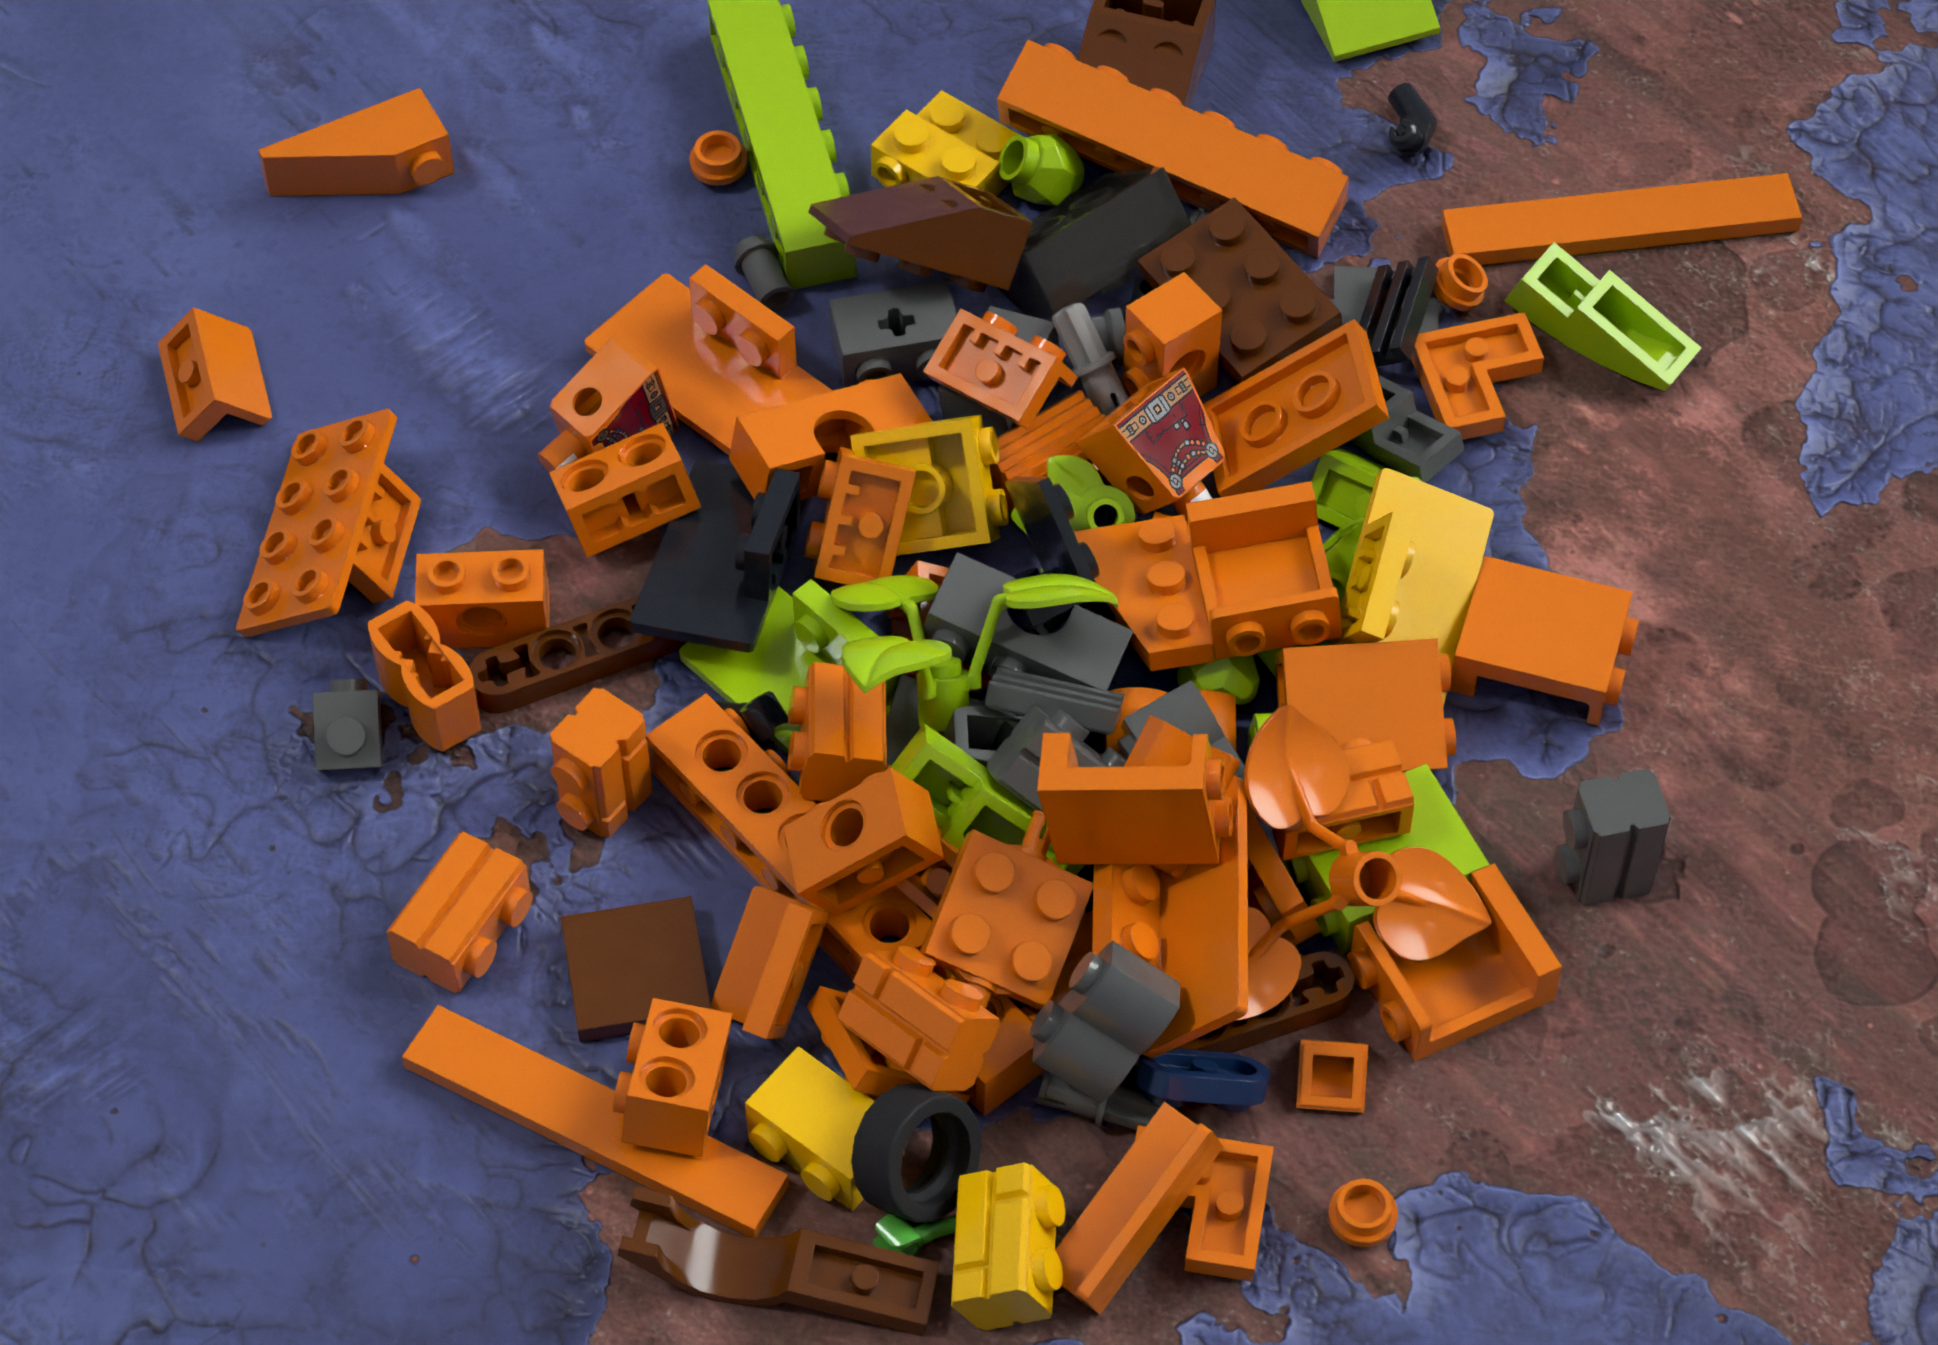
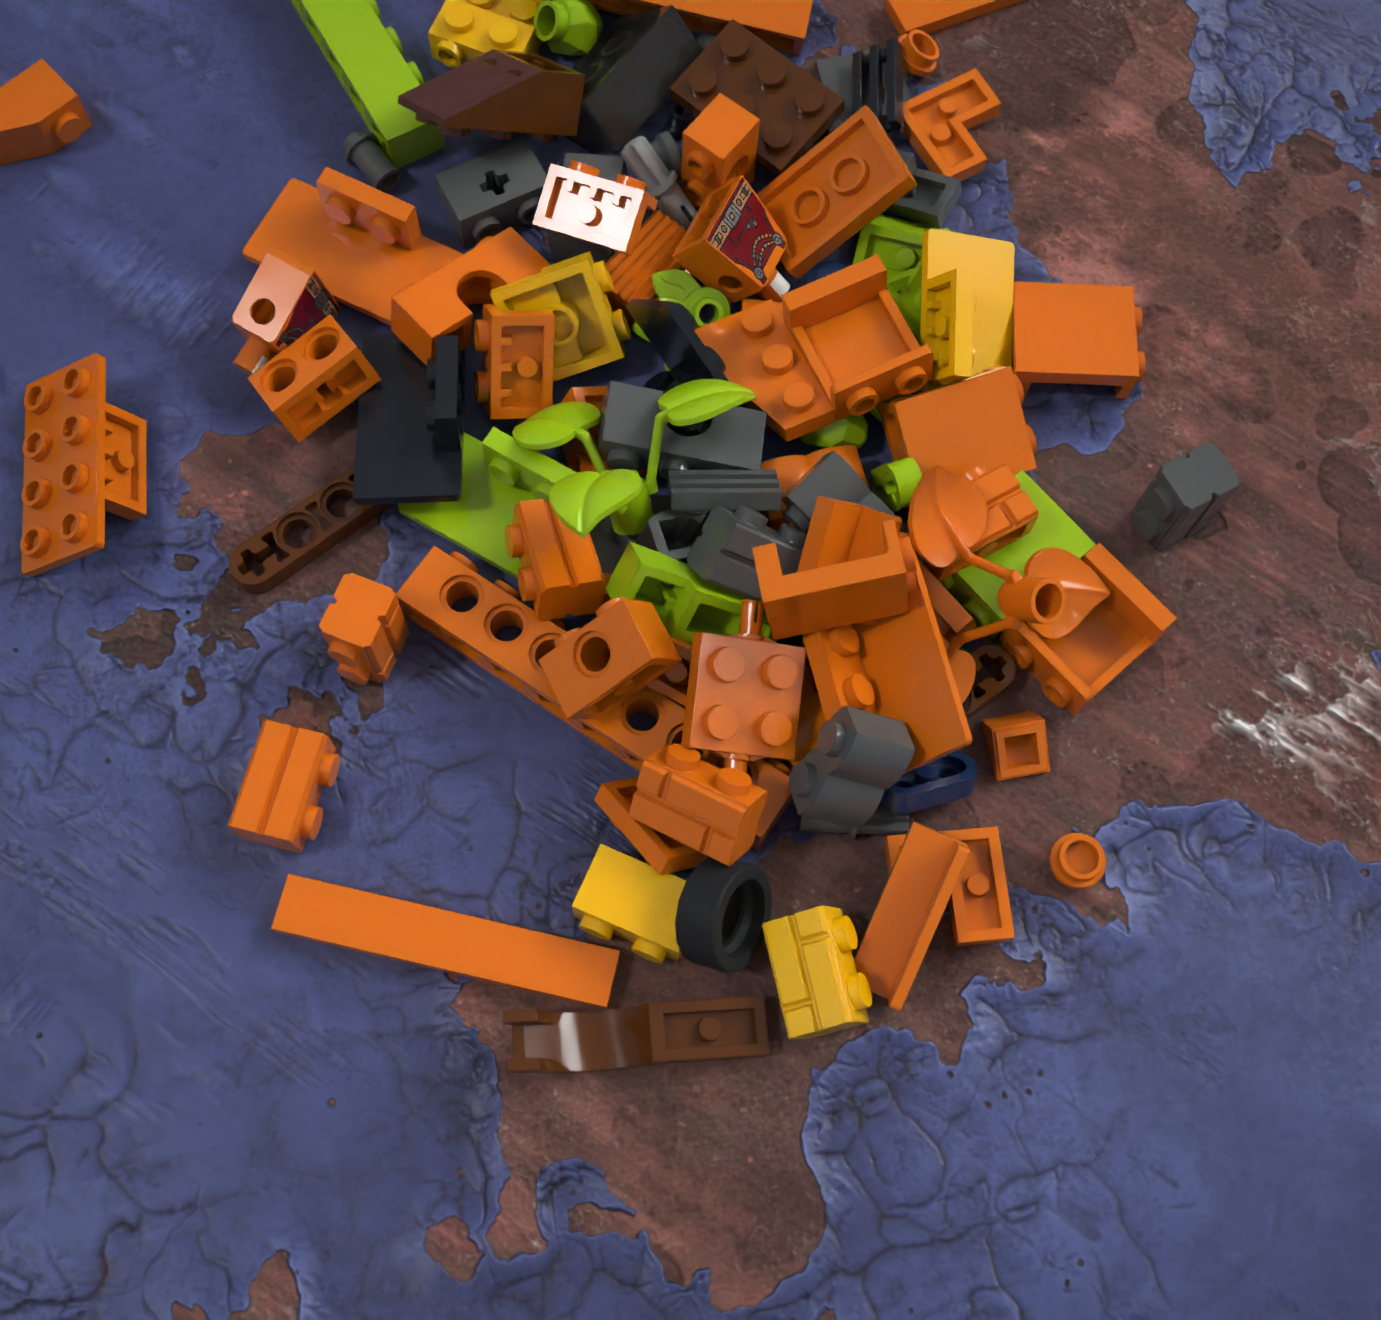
camera: 20 degrees left, 15 degrees up
(348, 726) = (141, 640): dark grey bracket -> none
(424, 675) = (193, 583): orange brick -> none
(484, 595) = (221, 500): orange brick -> none
(627, 959) = (442, 796): reddish brown tile -> none
(674, 1077) = (512, 893): orange brick -> none
(718, 158) = (306, 69): orange plate -> none
(760, 713) = (481, 550): black hand -> none
(769, 962) = (551, 770): orange panel -> none
(900, 1236) = (726, 984): bright green hand -> none
(1602, 319) = (1032, 61): lime slope -> none

